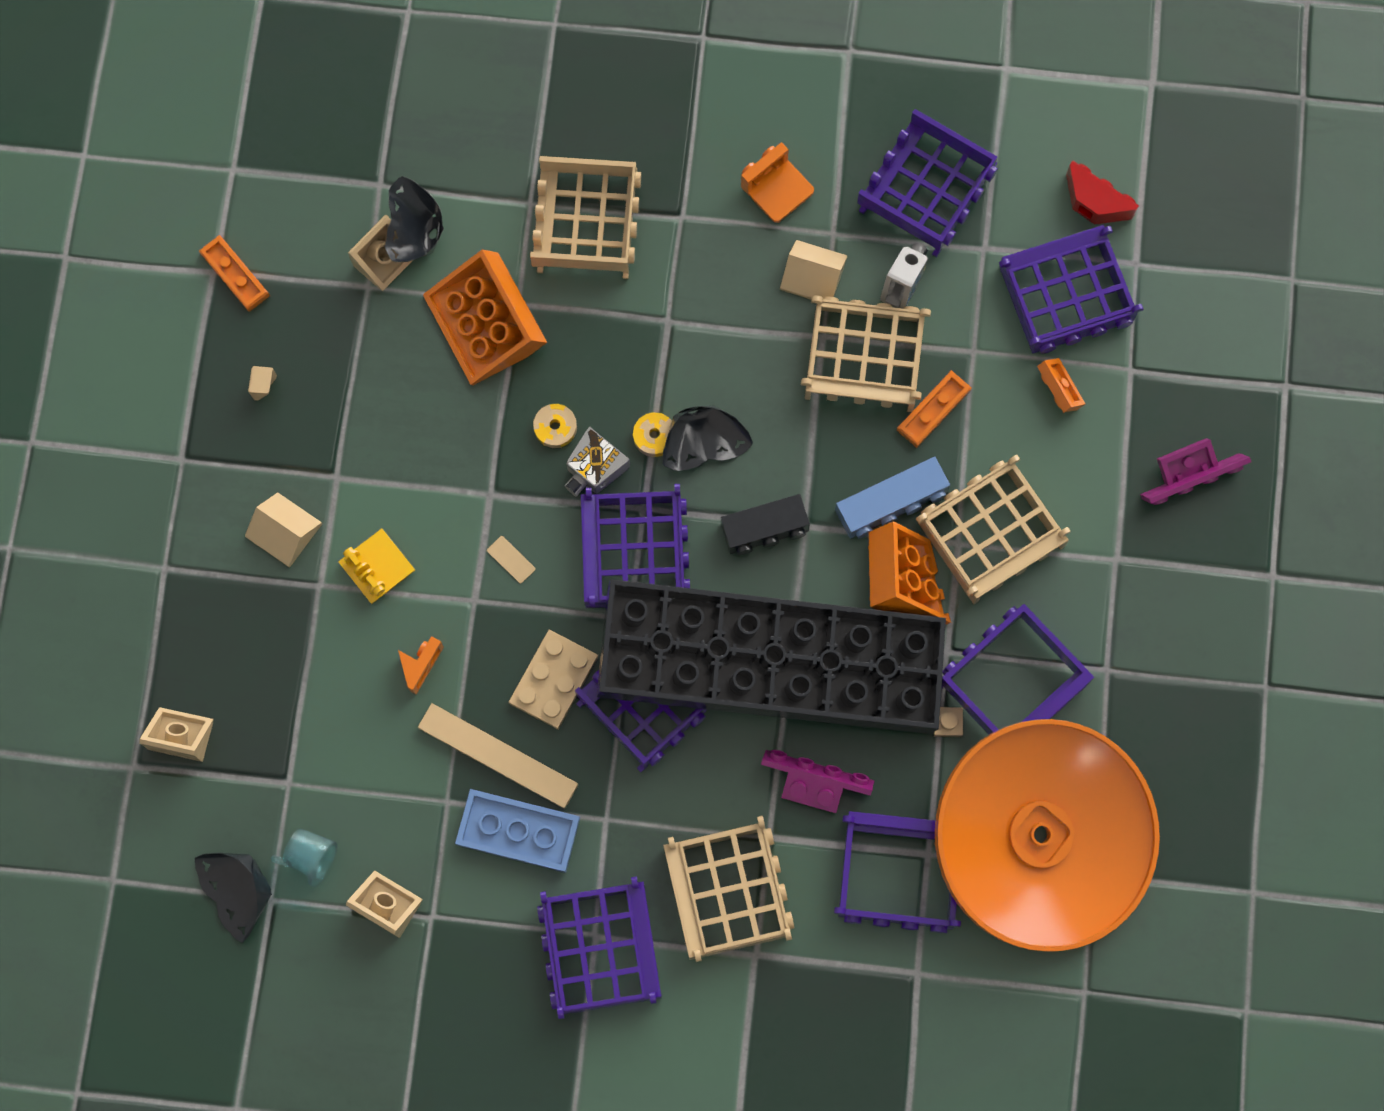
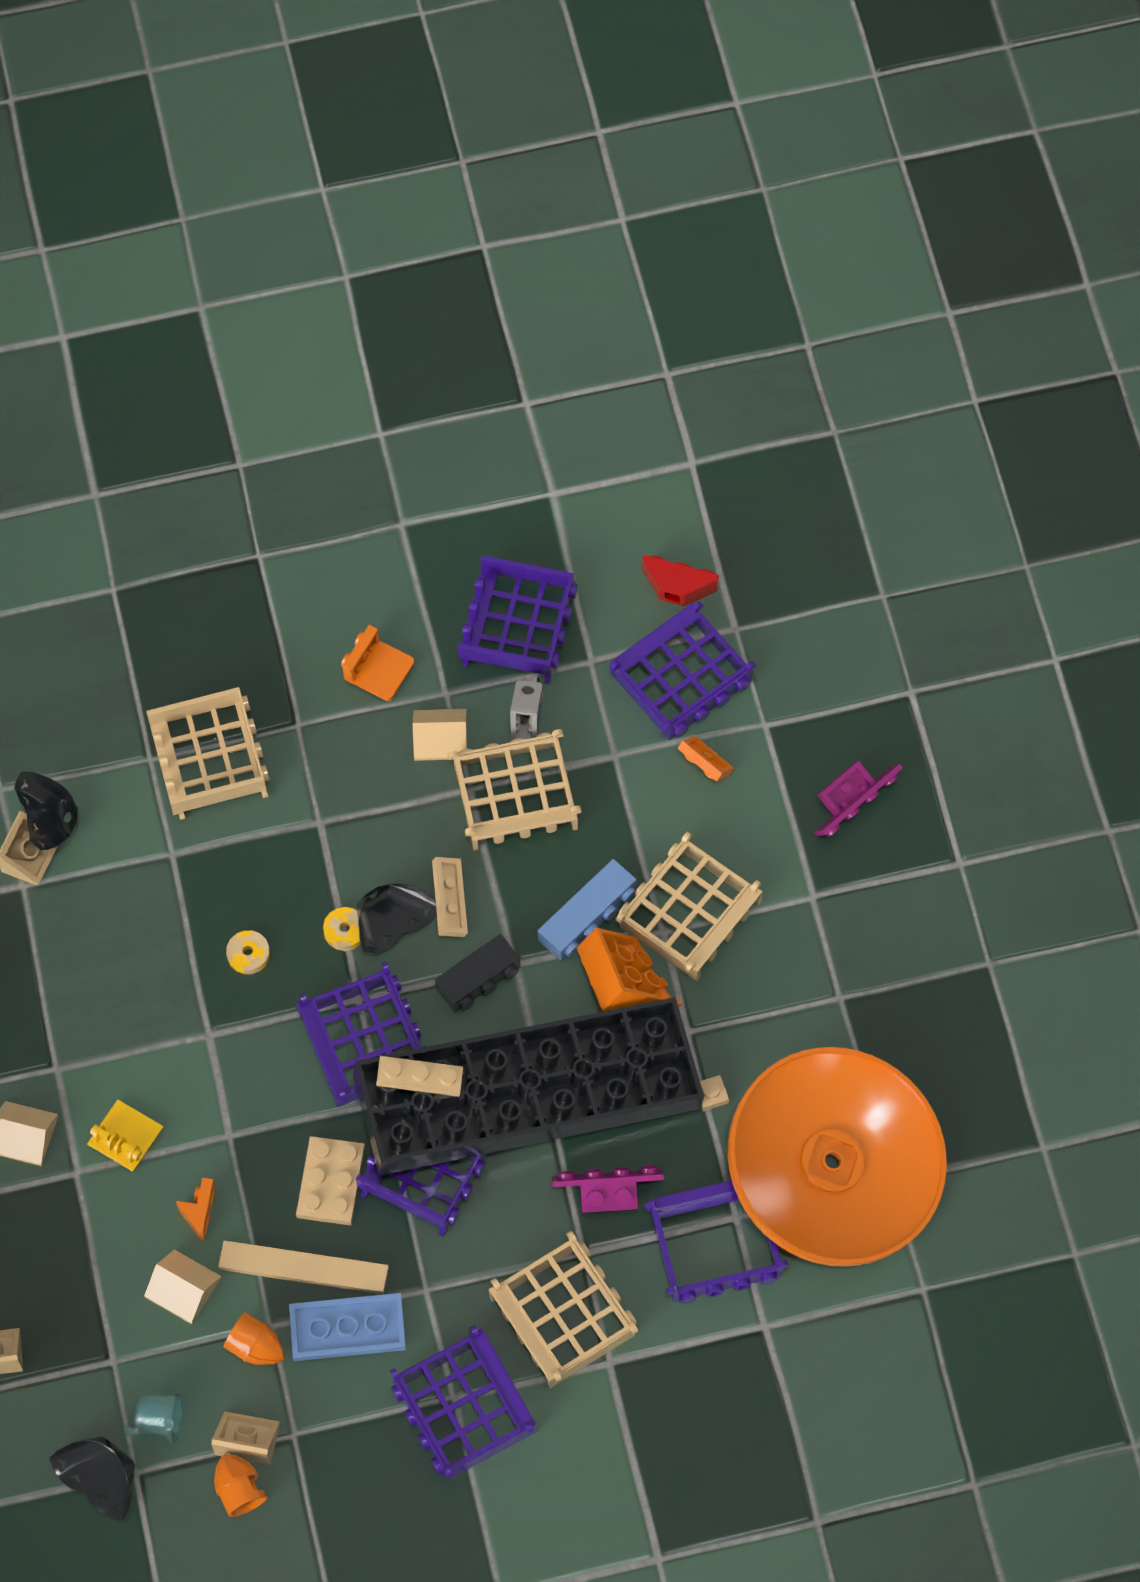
camera: 20 degrees left, 10 degrees down
(358, 950) = (236, 1485): none -> orange helmet
(378, 732) = (181, 1285): none -> slope
(424, 815) = (254, 1342): none -> orange helmet
(484, 317) = (145, 875): orange slope -> none
(511, 559) = (250, 1087): tan sticker -> none
(594, 464) = (298, 972): torso -> none
(667, 616) = (419, 1076): none -> tan plate
(765, 438) = (449, 897): none -> tan plate
(934, 409) = (596, 819): orange tile -> none
(1053, 703) = (802, 1041): dark purple window -> none

